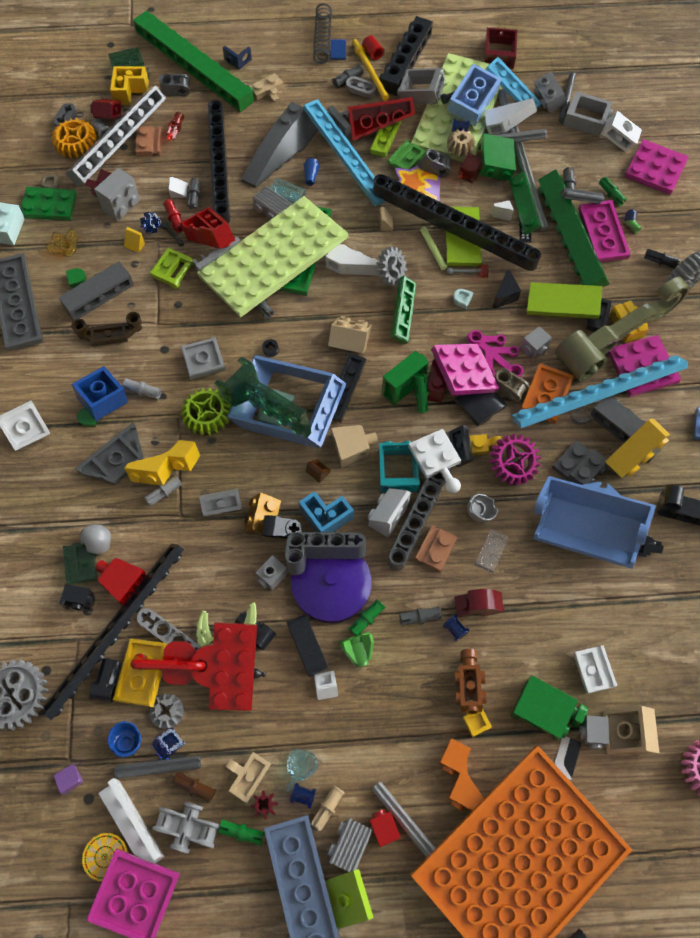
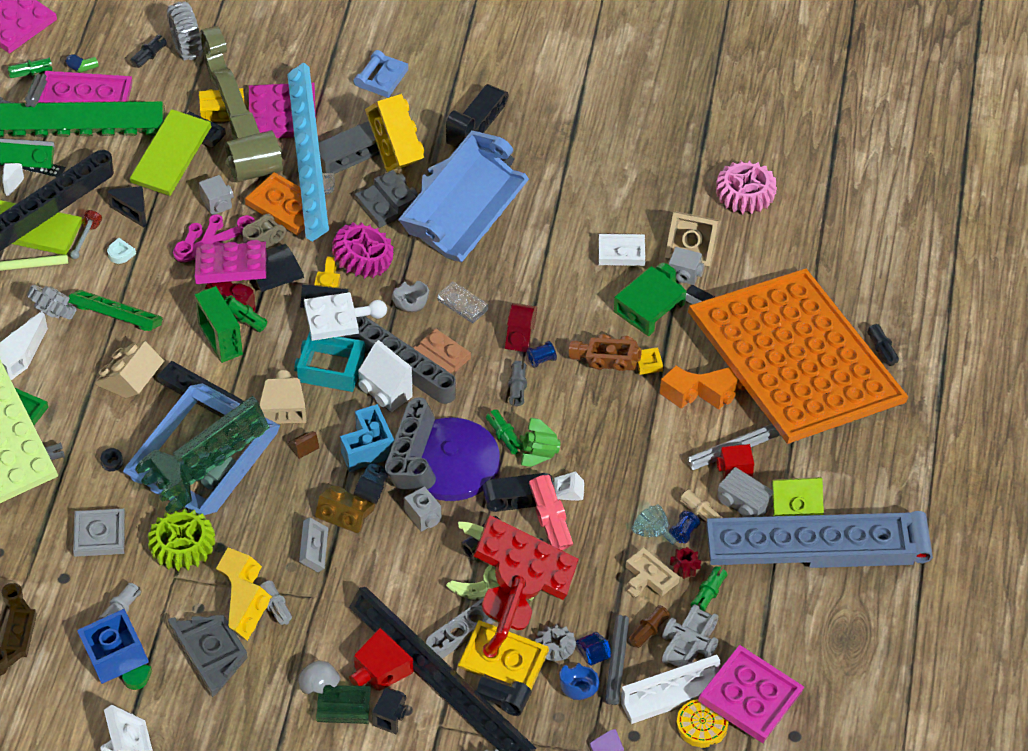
camera: 75 degrees left, 15 degrees down
(283, 675) = (550, 512): none -> coral piece

